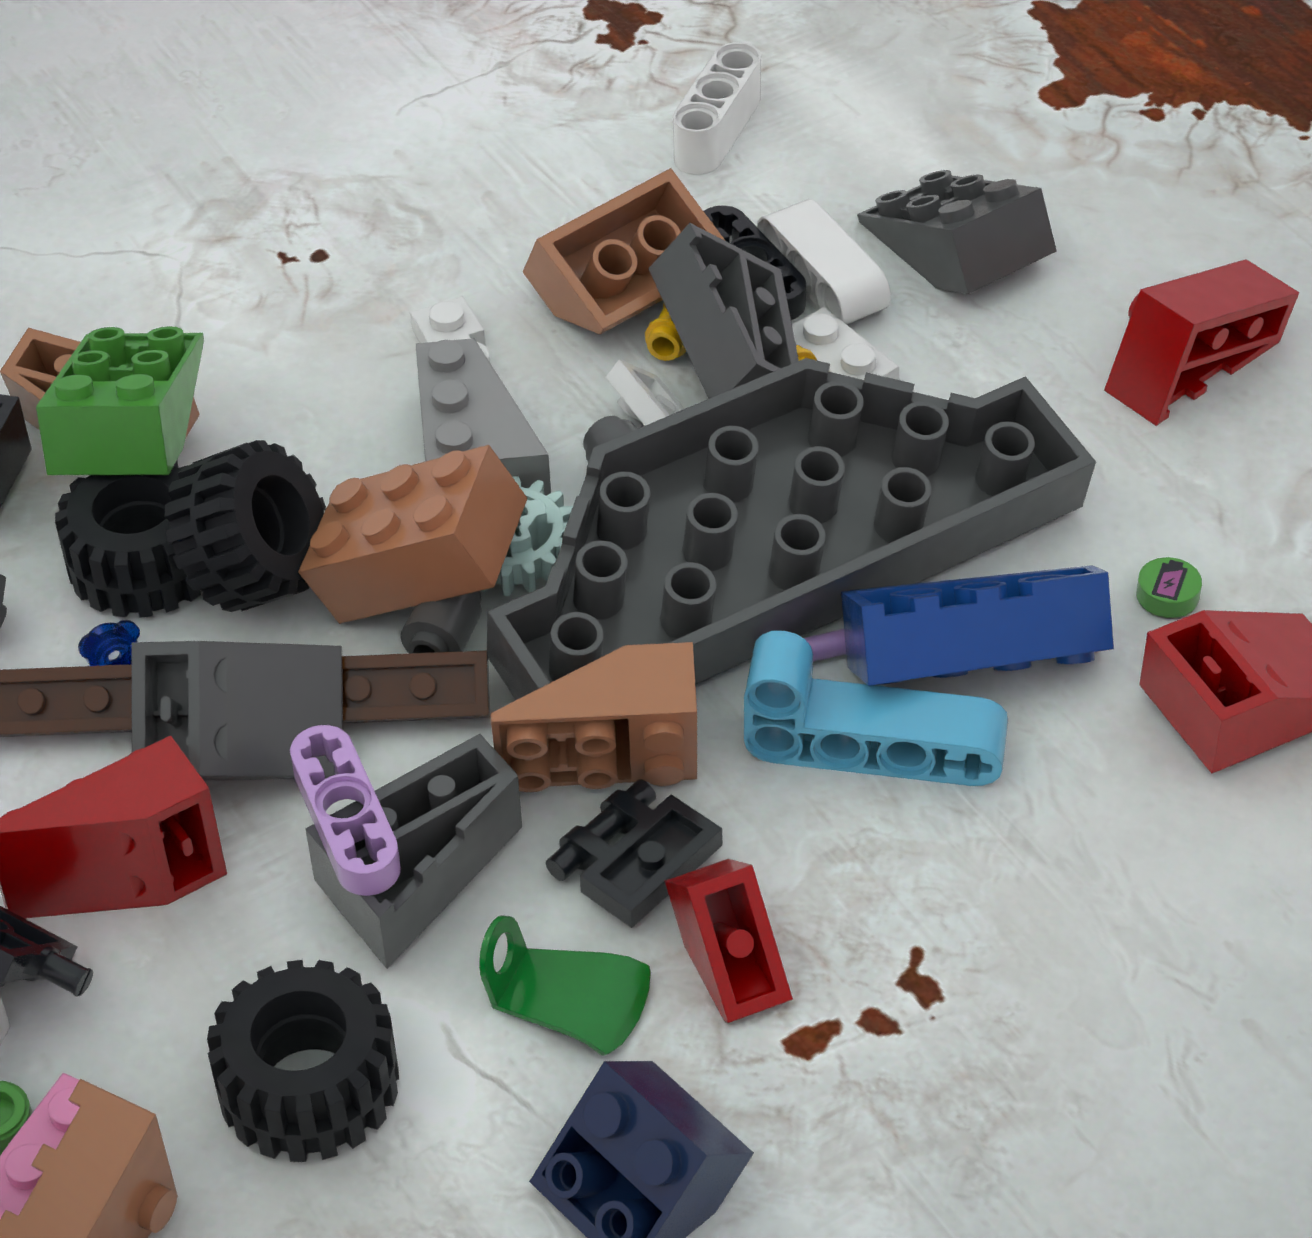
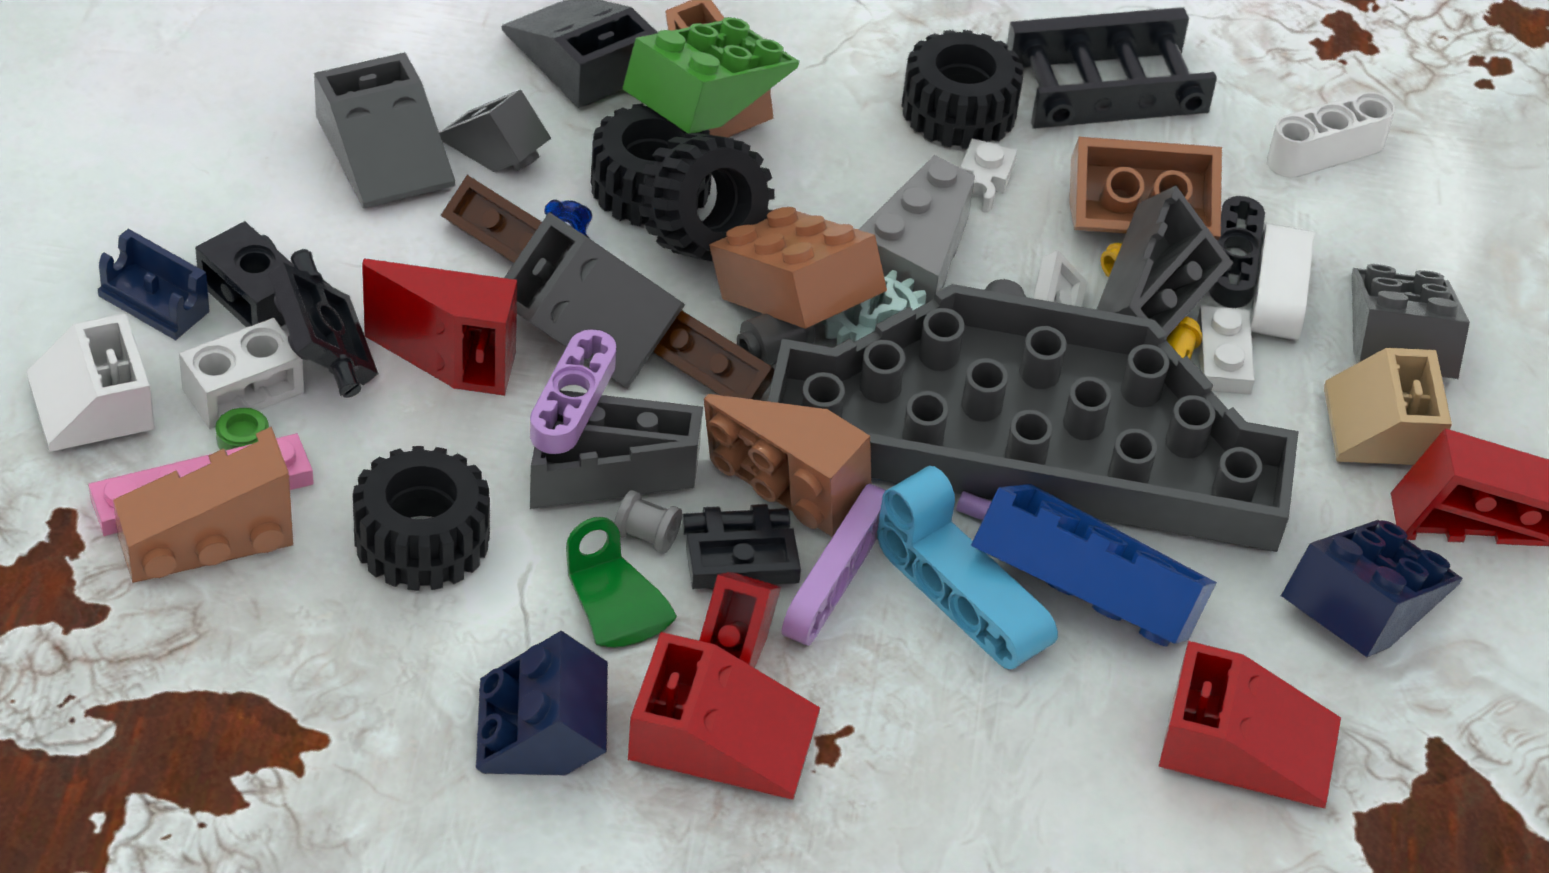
camera: 35 degrees right, 0 degrees up
(356, 269) = (962, 88): none -> black tyre
(450, 130) = (1110, 37): none -> black fence
(525, 890) = (648, 521): none -> light grey bush
(746, 798) = (834, 568): none -> lavender beam
(812, 1036) = (720, 719): none -> red slope
(1042, 311) = (1387, 407): none -> tan slope
(1169, 587) = (1272, 639): bright green tile -> none
(1196, 480) = (1369, 584): none -> dark blue slope

